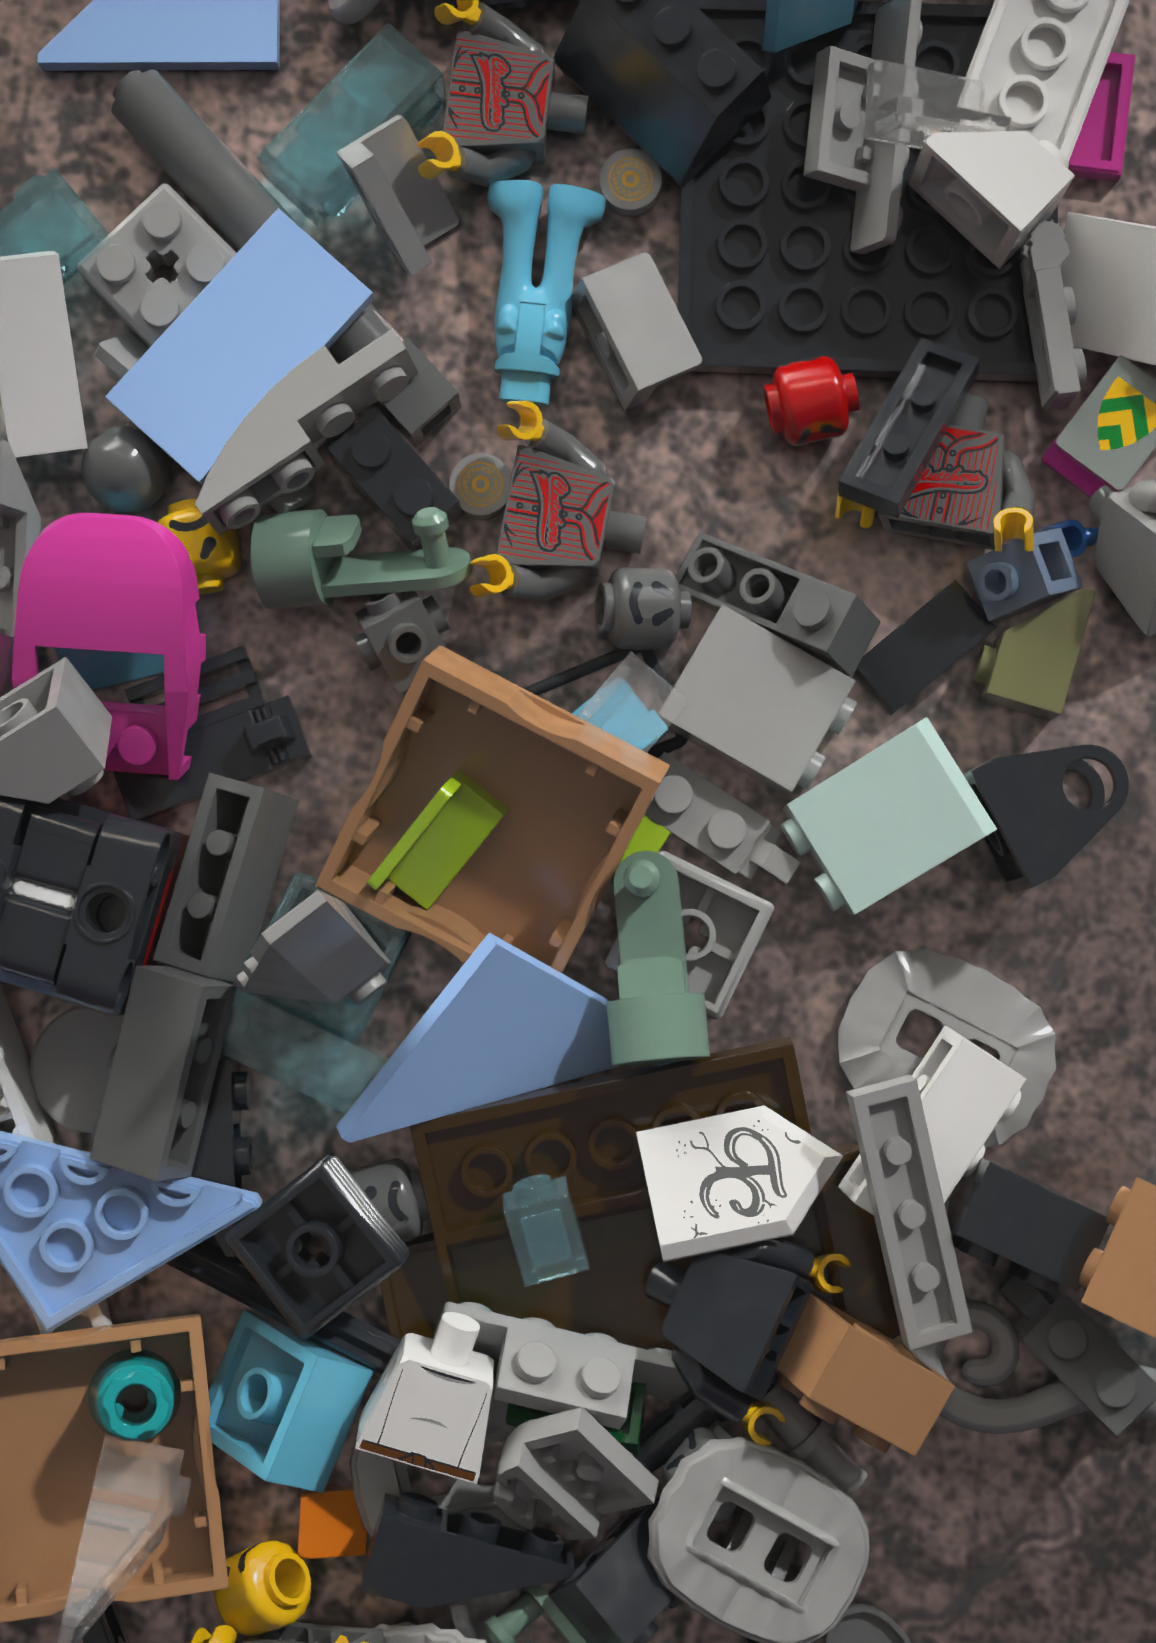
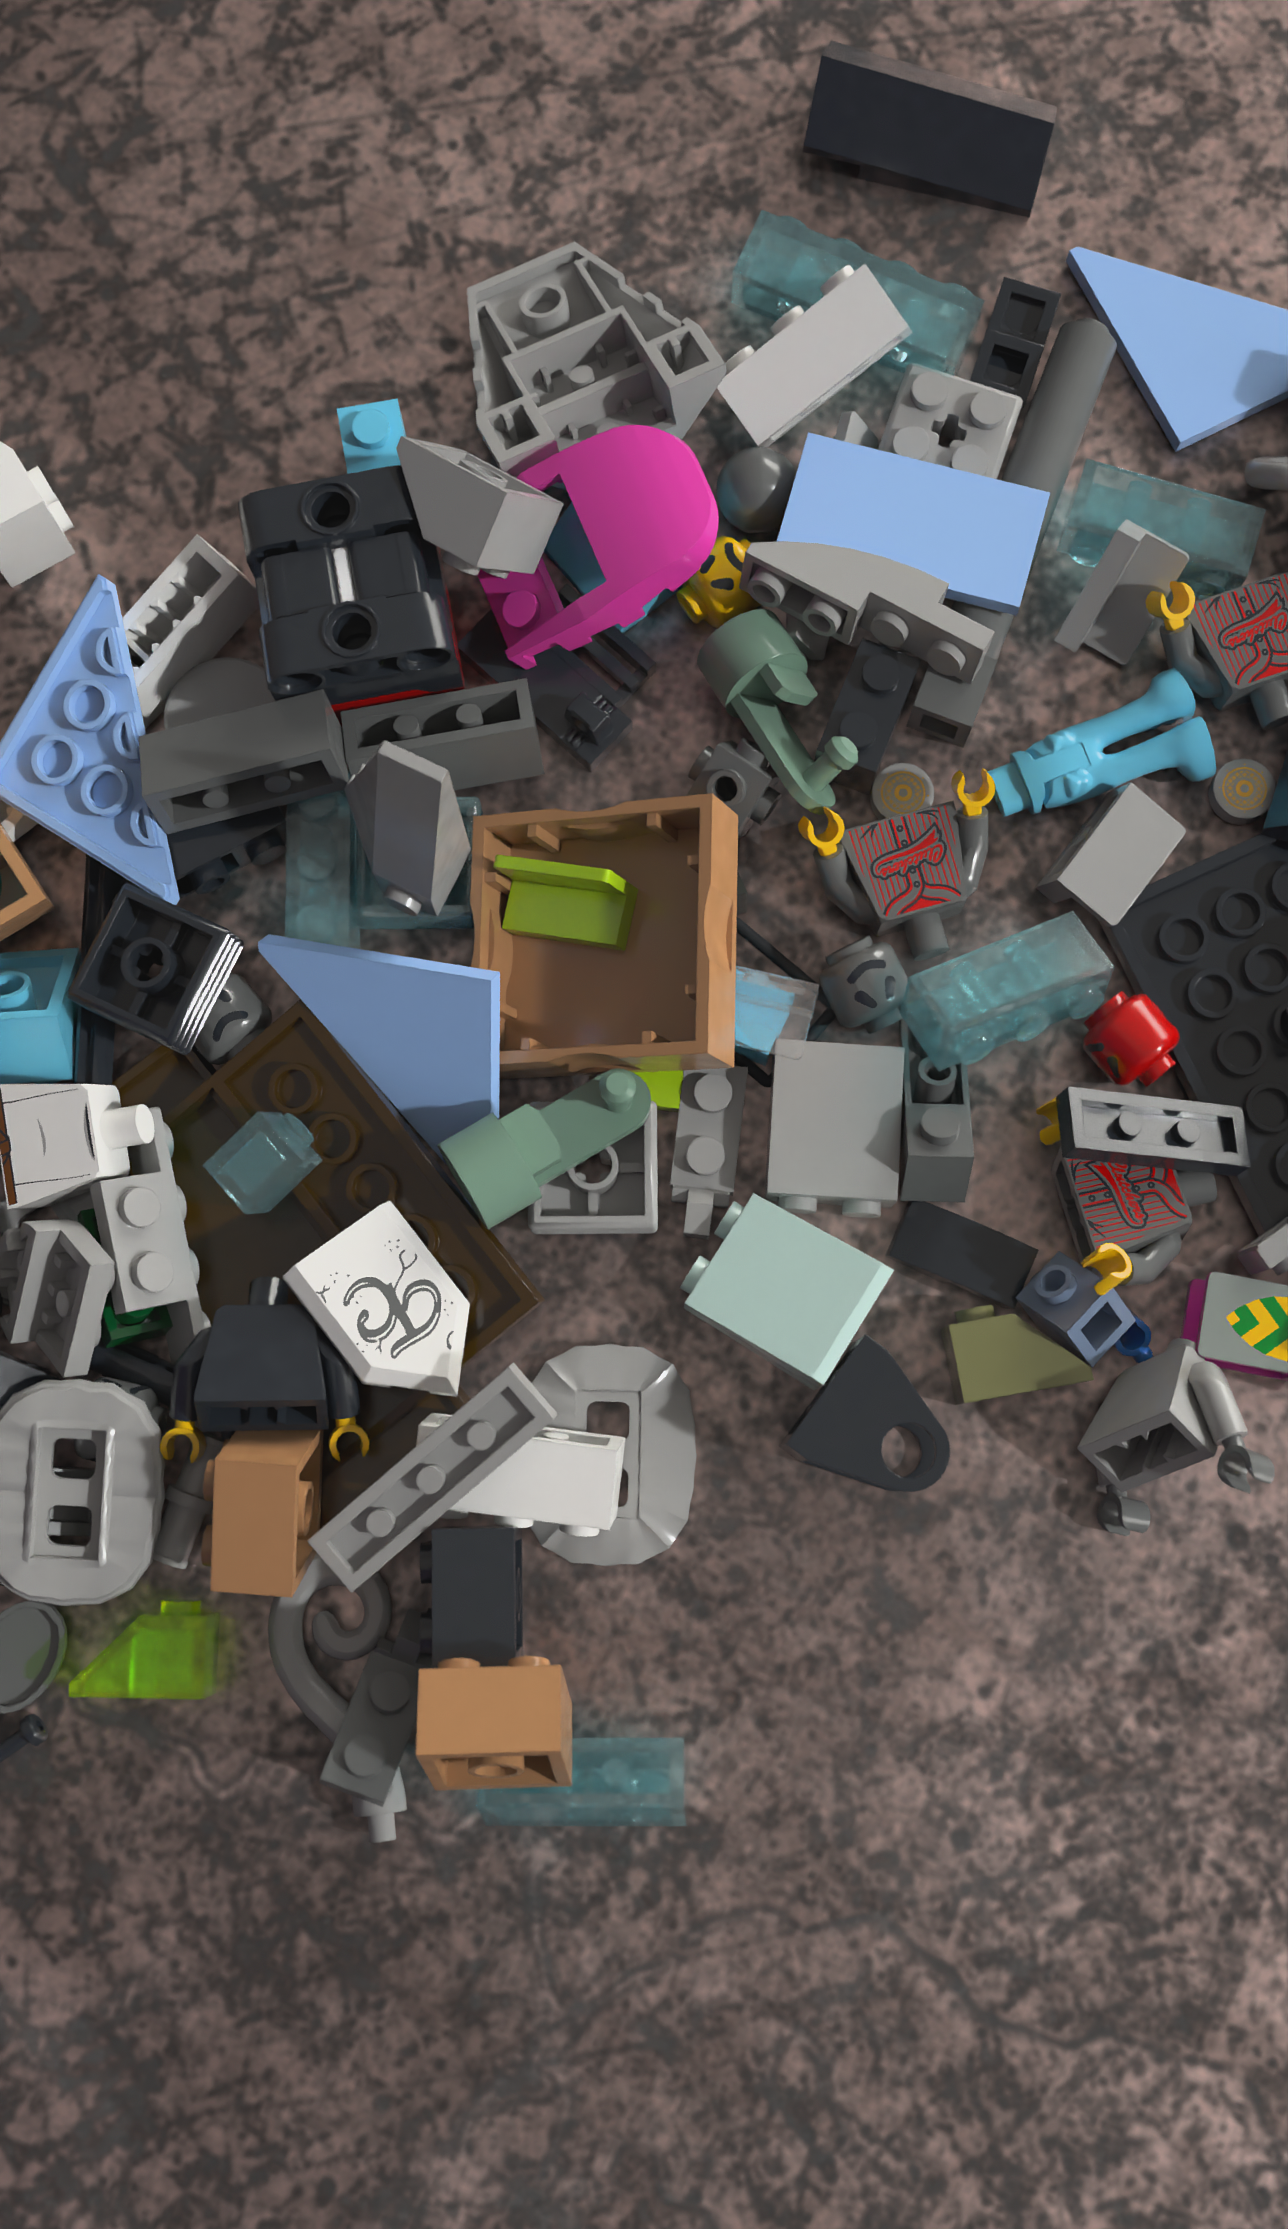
camera: 65 degrees right, 5 degrees down
(98, 159) = (1015, 337): none -> black slope
(717, 487) = (1006, 991): none -> clear light blue brick
(936, 1534) = (157, 1657): none -> clear neon green slope

